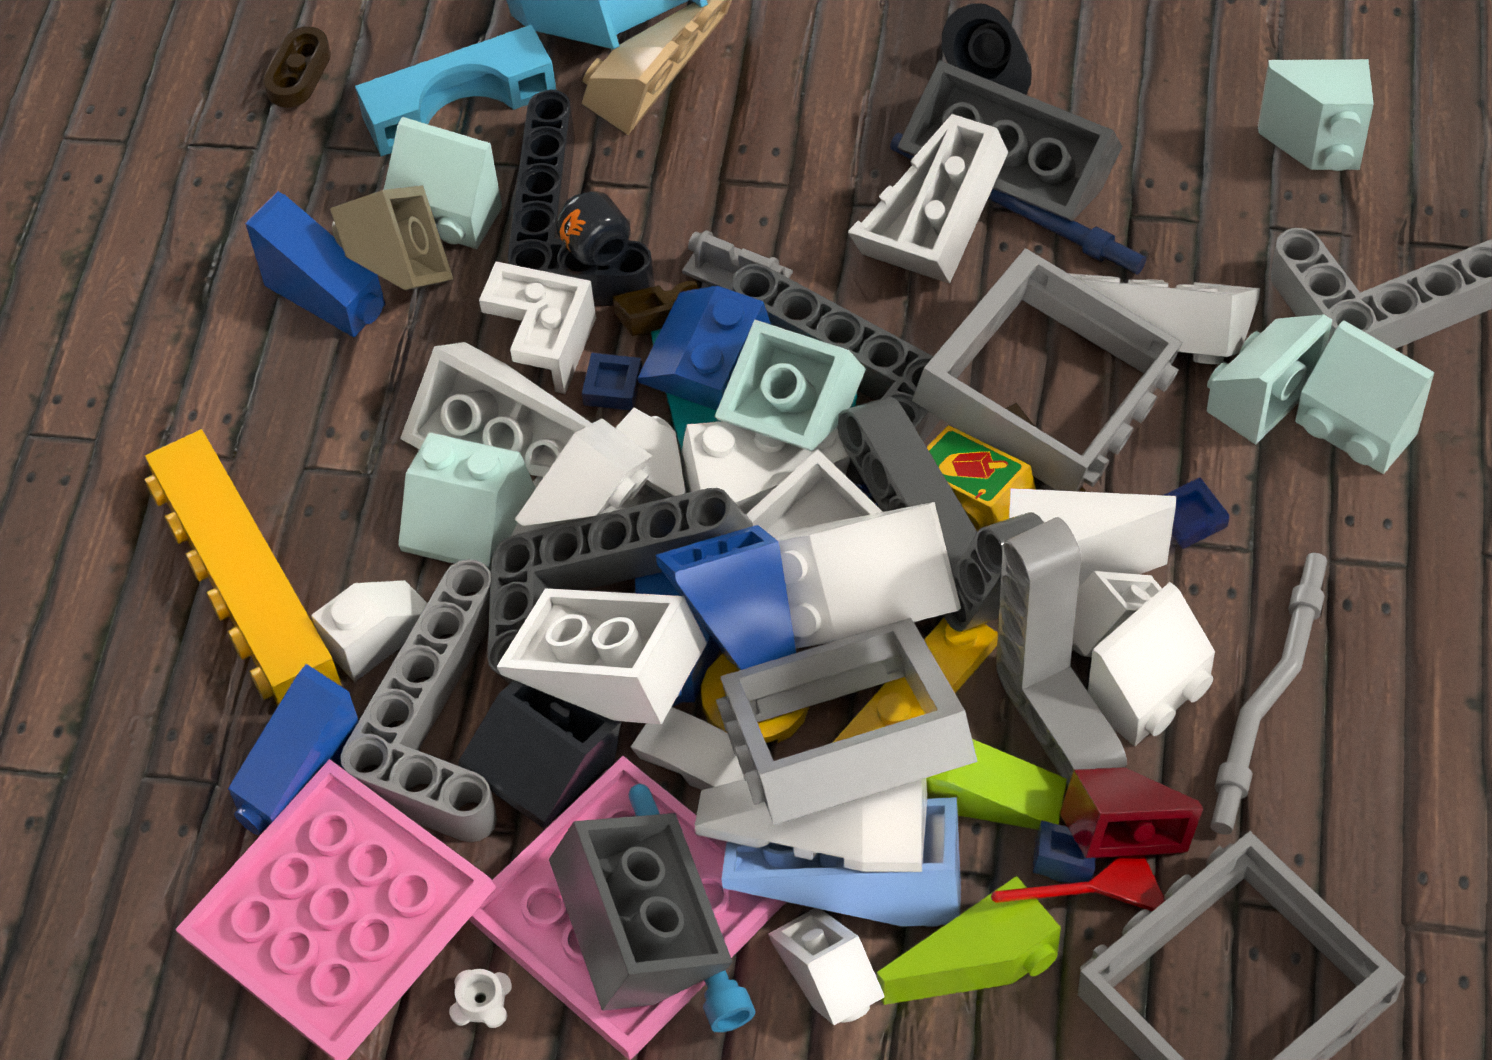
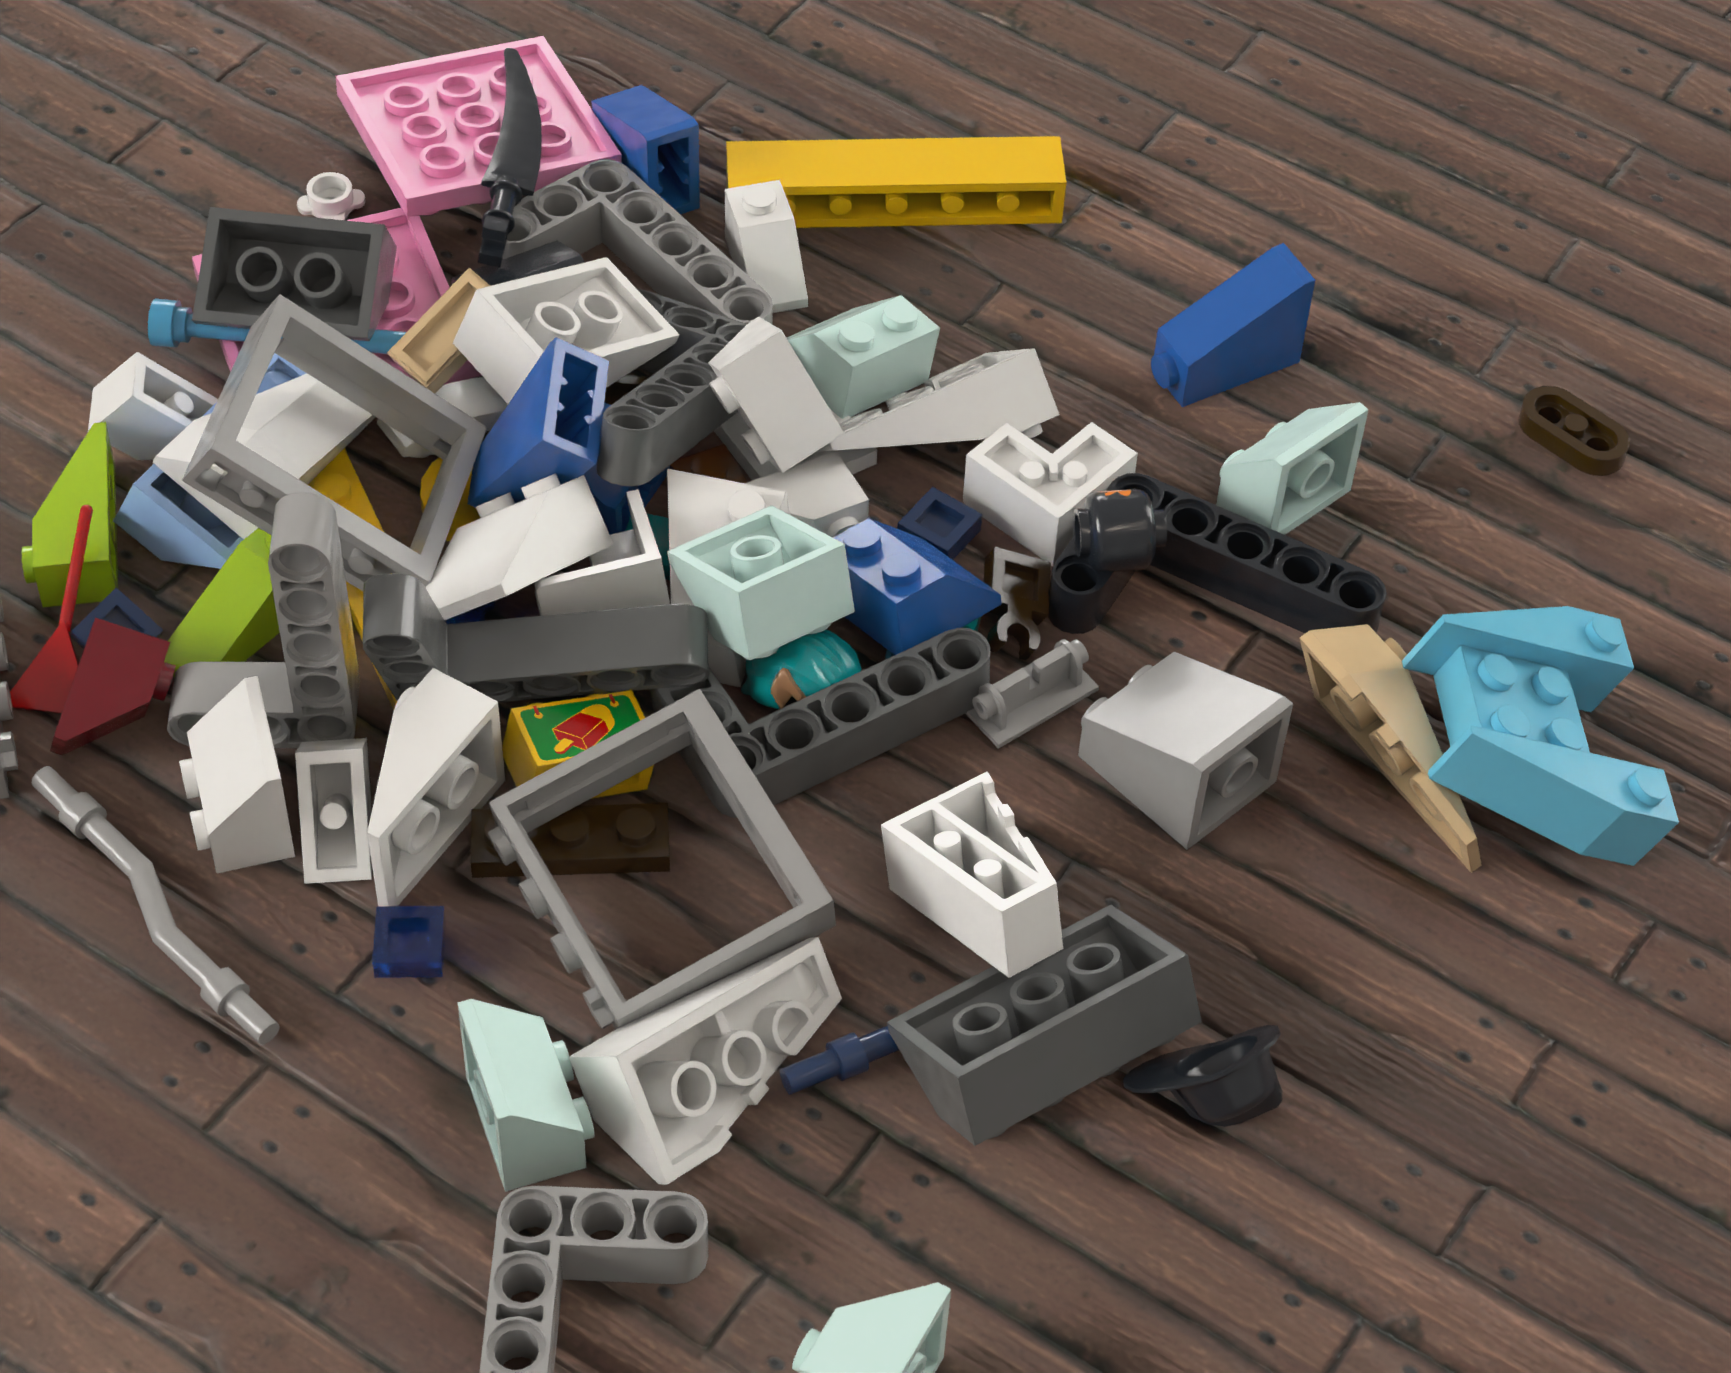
camera: 110 degrees right, 5 degrees down
(386, 824) = (514, 162): none -> black sword
(393, 237) = (1218, 384): dark tan slope -> none
(500, 68) = (1454, 492): medium azure arch -> none
(632, 754) = (428, 345): none -> tan tile
(739, 151) = (1187, 743): none -> light grey slope
(1364, 398) = (415, 1172): light aqua slope -> none

